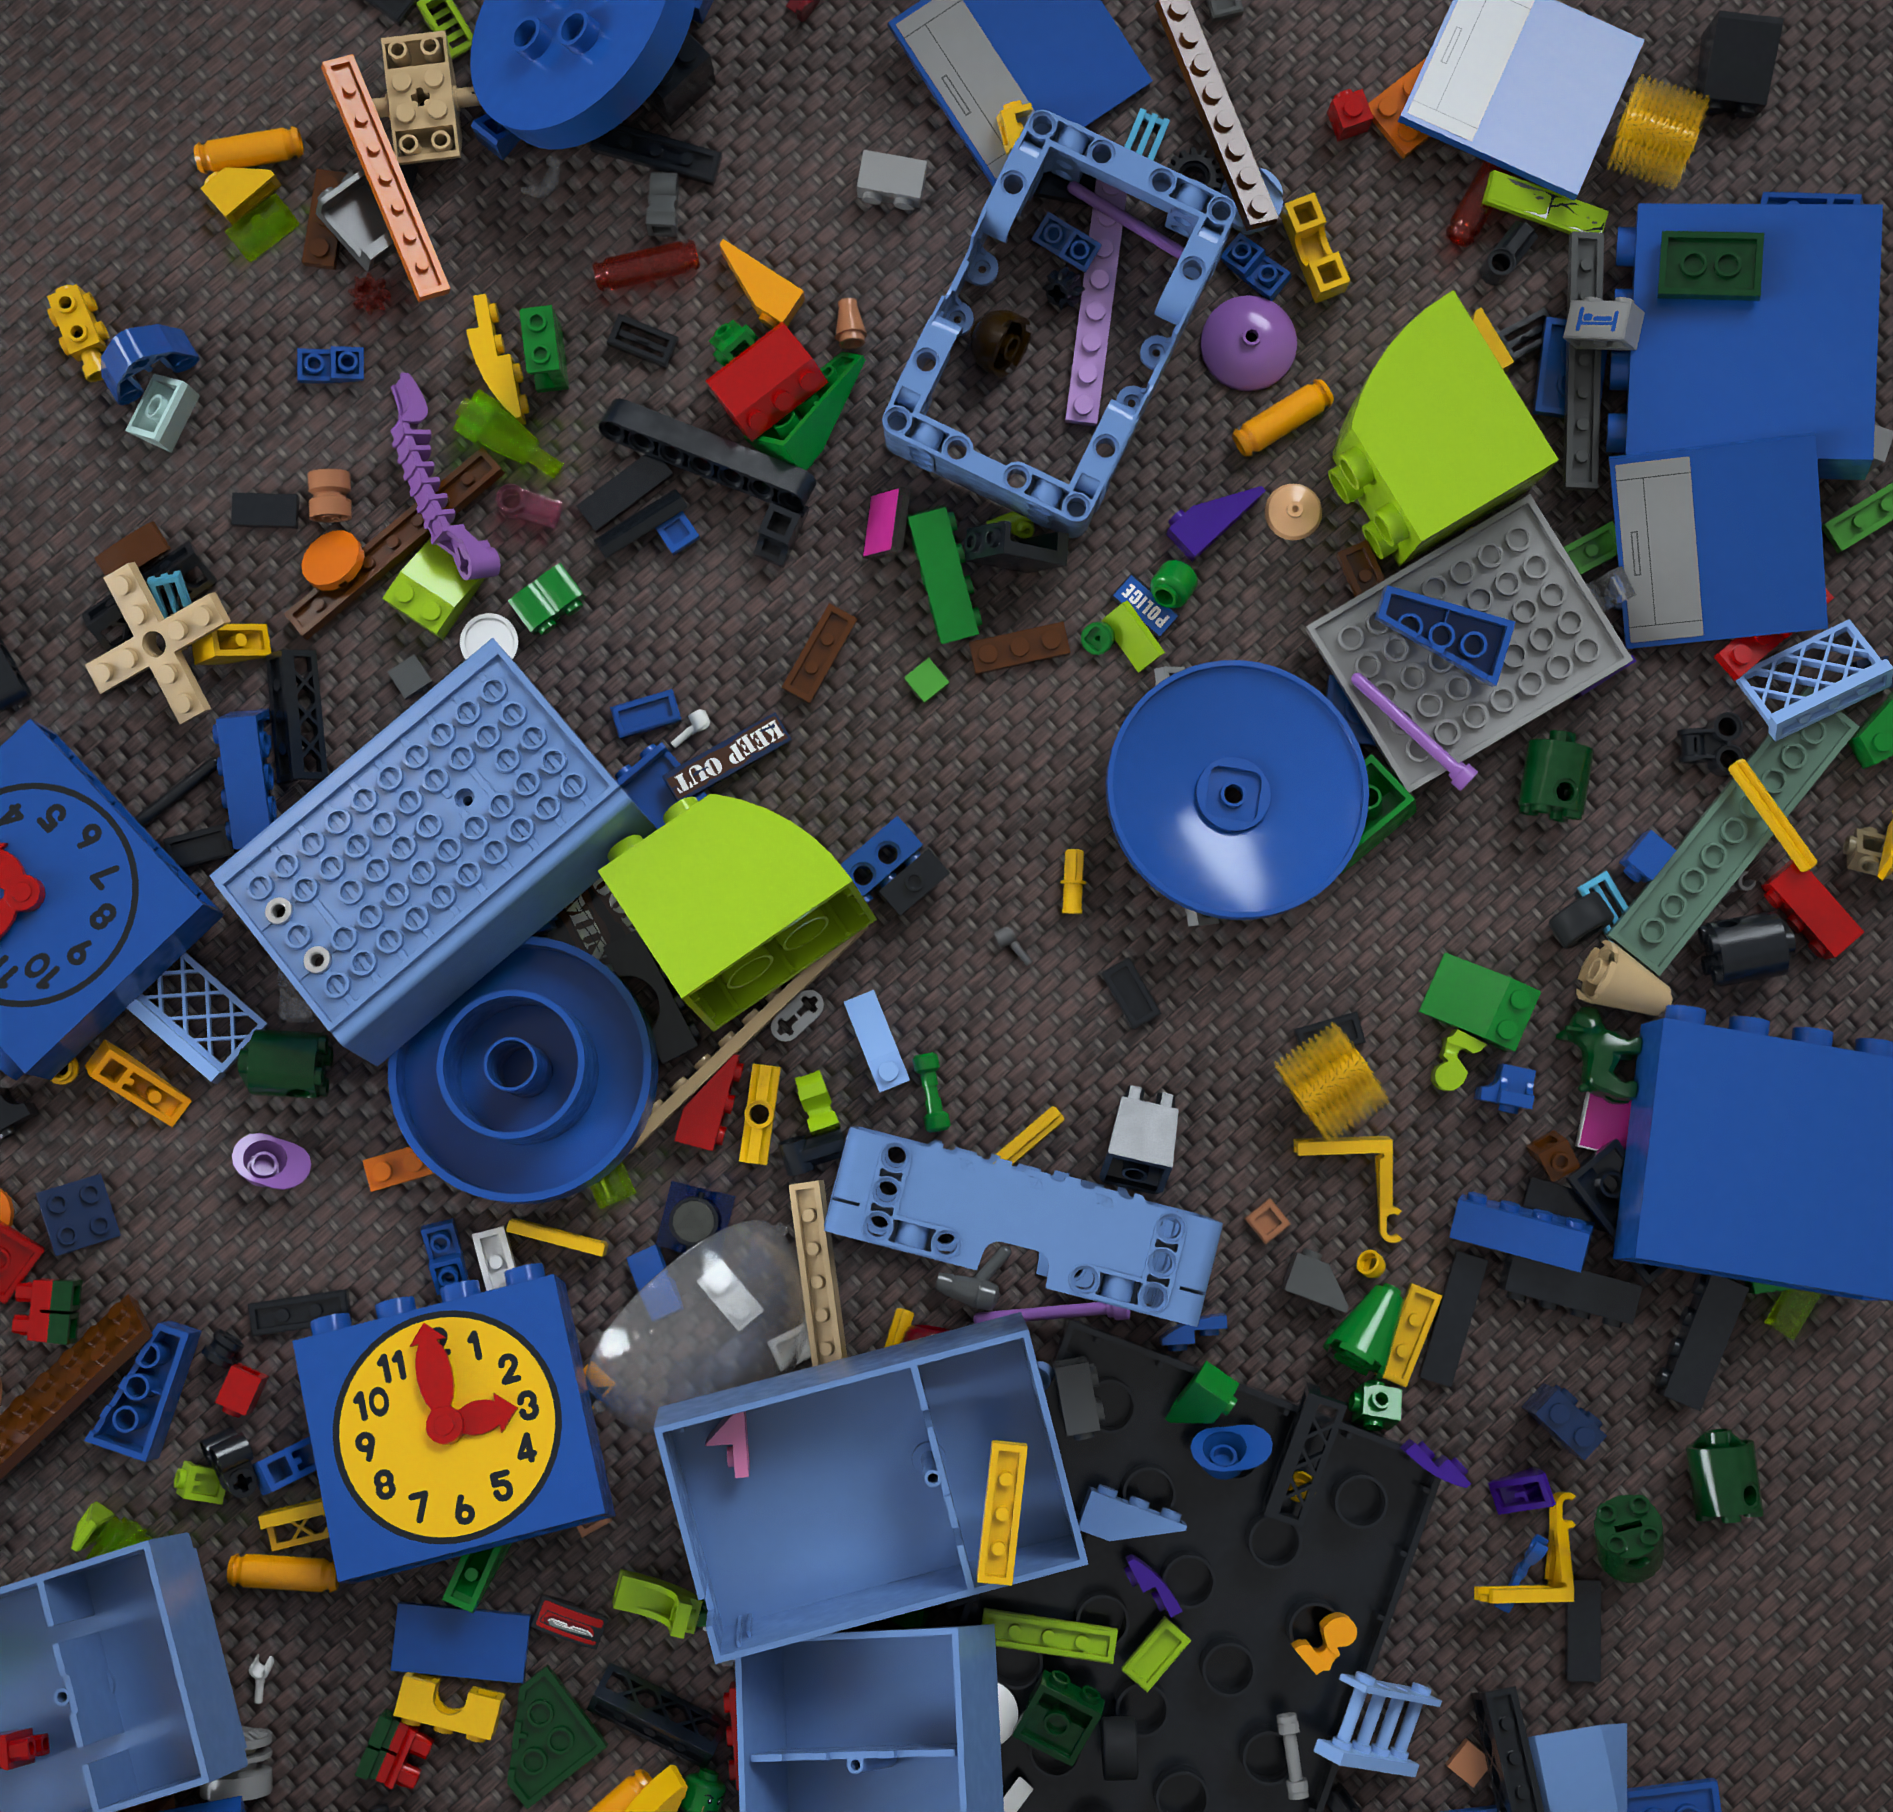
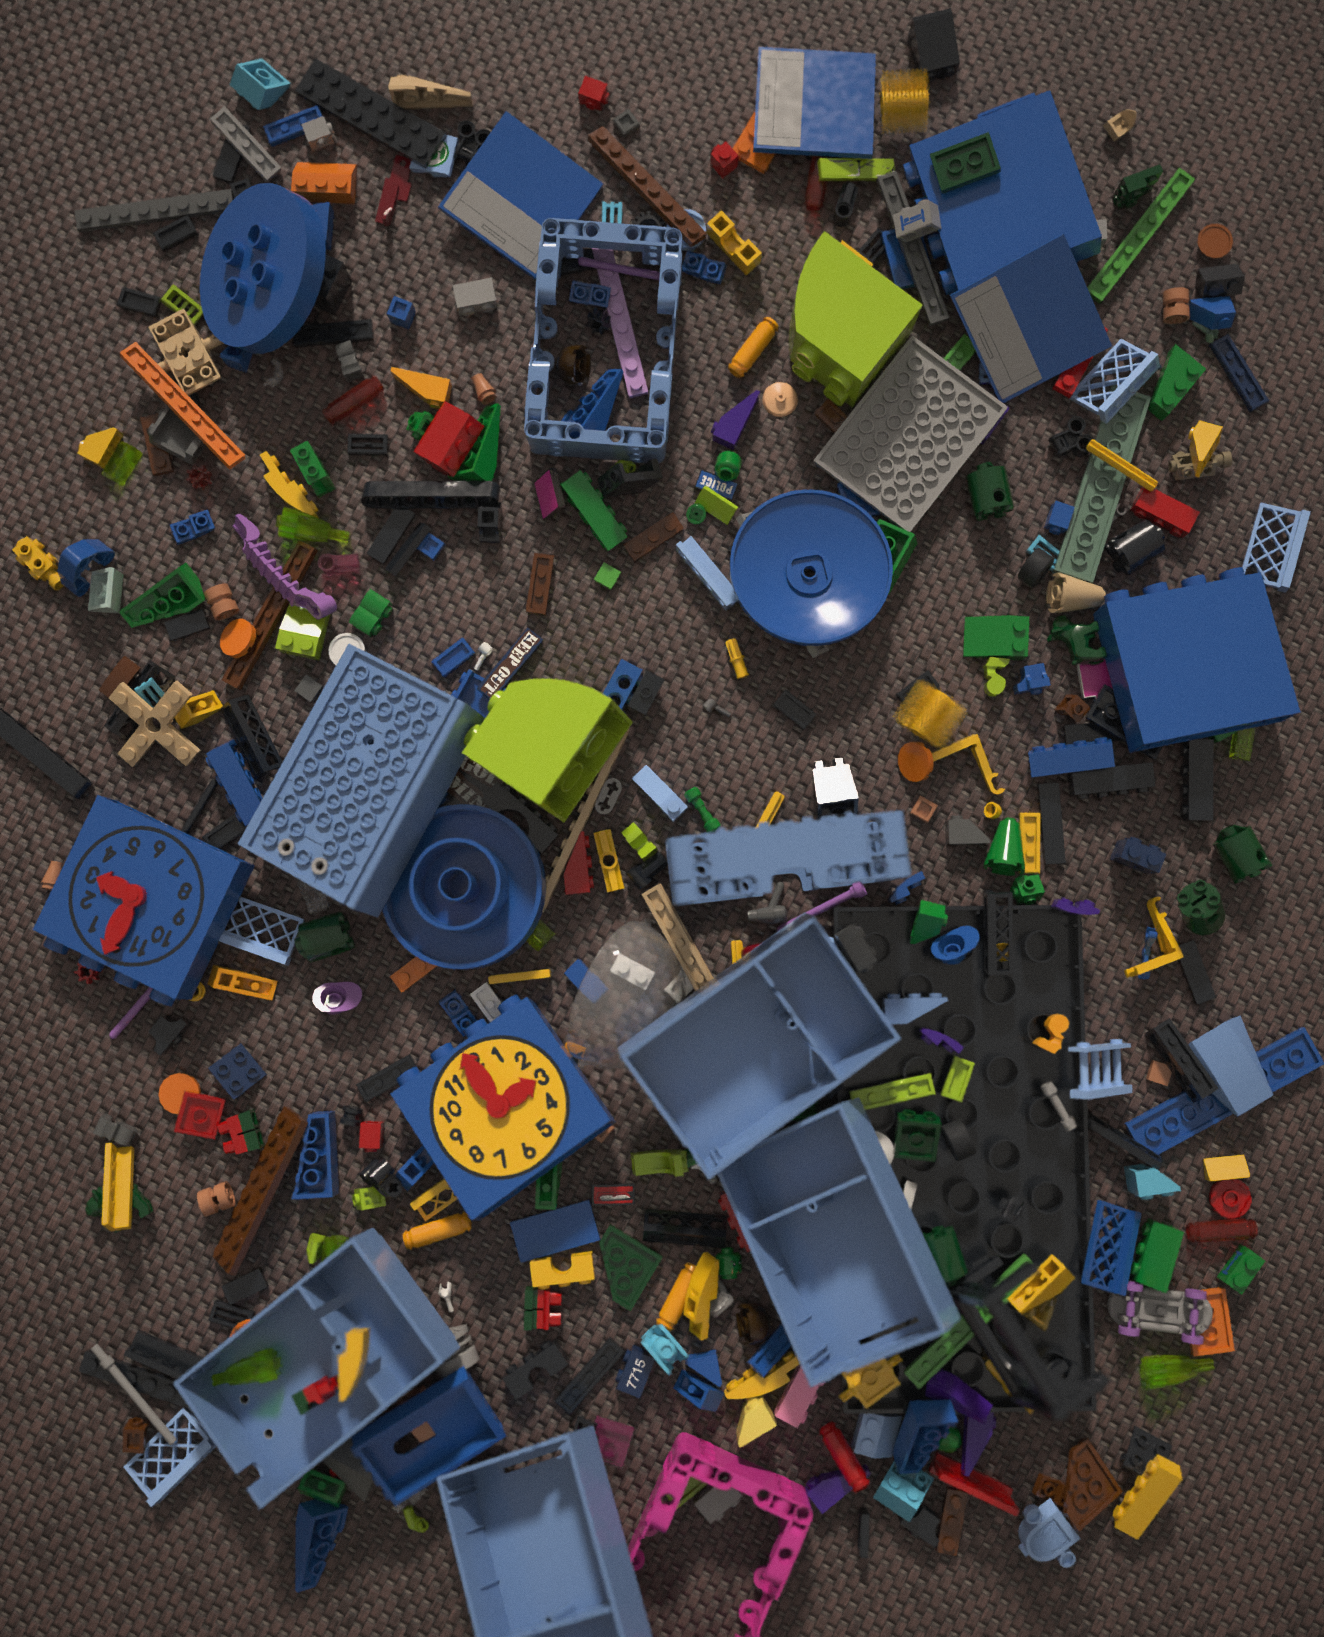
camera: 15 degrees left, 0 degrees up
(75, 1727) = (353, 1361): none -> yellow slope
(249, 149) = (96, 421): light orange axle -> none
(259, 457) = (171, 596): none -> green wedge
(693, 1218) = (592, 934): piece -> none
(733, 1431) = (664, 1044): bright pink slope -> none
(770, 161) = (401, 312): none -> blue panel
(1002, 1512) = (840, 1027): yellow plate -> none
(1008, 125) = (530, 238): yellow bracket -> none
(1008, 418) = (596, 407): none -> blue wedge
(1079, 732) = (707, 572): none -> light blue fence
(1245, 363) = (716, 324): medium lavender dish -> none
(1282, 1144) = (915, 761): none -> orange tile
(1453, 632) = (900, 430): blue wedge -> none
(1458, 772) = (933, 509): medium lavender piece -> none
(1522, 1491) = (1129, 906): dark purple slope -> none
(1612, 589) = (980, 371): clear slope -> none

